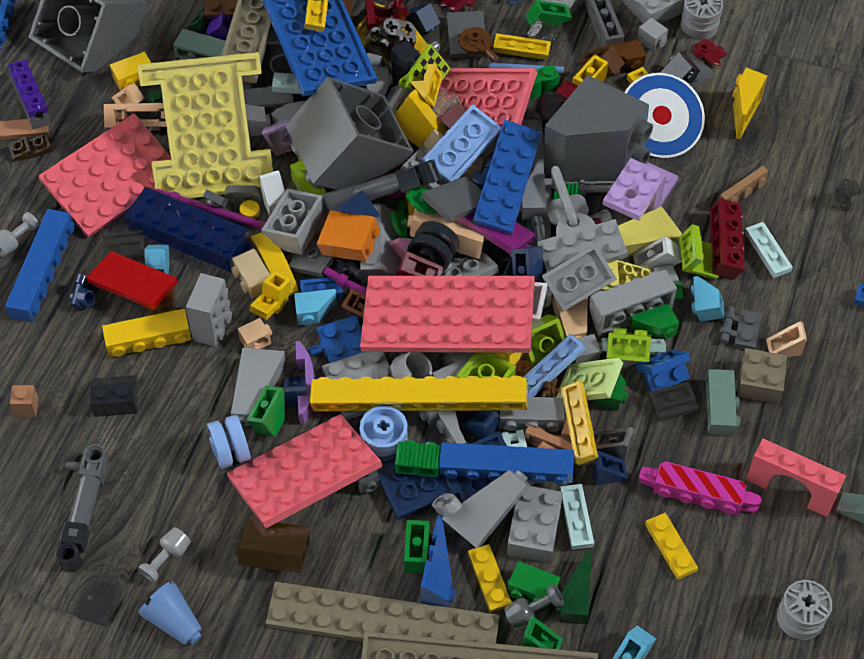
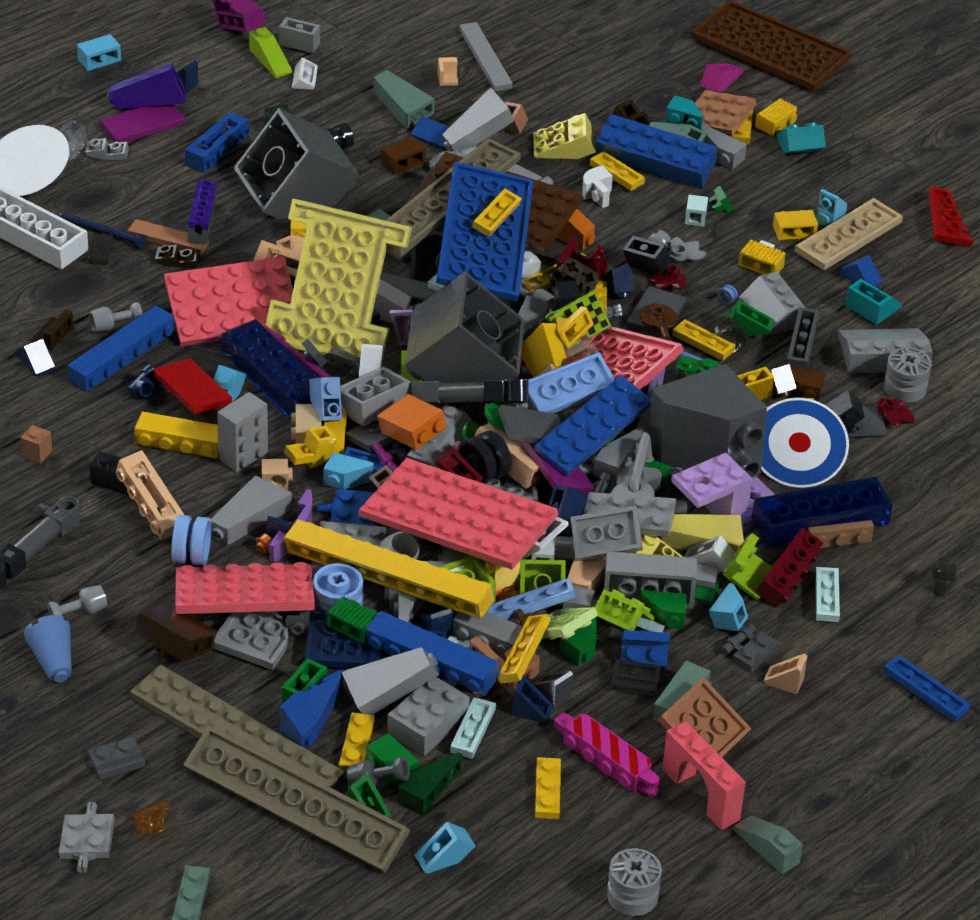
camera: 25 degrees right, 15 degrees down
(136, 400) = (132, 471): none -> light nougat brick
(250, 209) = (345, 375): yellow tile -> none
(258, 242) = (326, 397): none -> medium blue slope
(268, 412) = (243, 534): green slope -> none
(290, 412) = (263, 543): none -> orange plate
(341, 516) = (254, 637): none -> light grey plate
(359, 205) = (436, 396): dark blue slope -> none
(446, 504) = (352, 661): light grey beam -> none
(652, 34) = (845, 375): light grey brick -> none
(716, 172) = (784, 514): none -> clear blue brick
(747, 98) = (900, 459): yellow slope -> none
(758, 418) = (708, 715): none -> nougat plate
(762, 376) = (742, 686): dark tan brick -> none

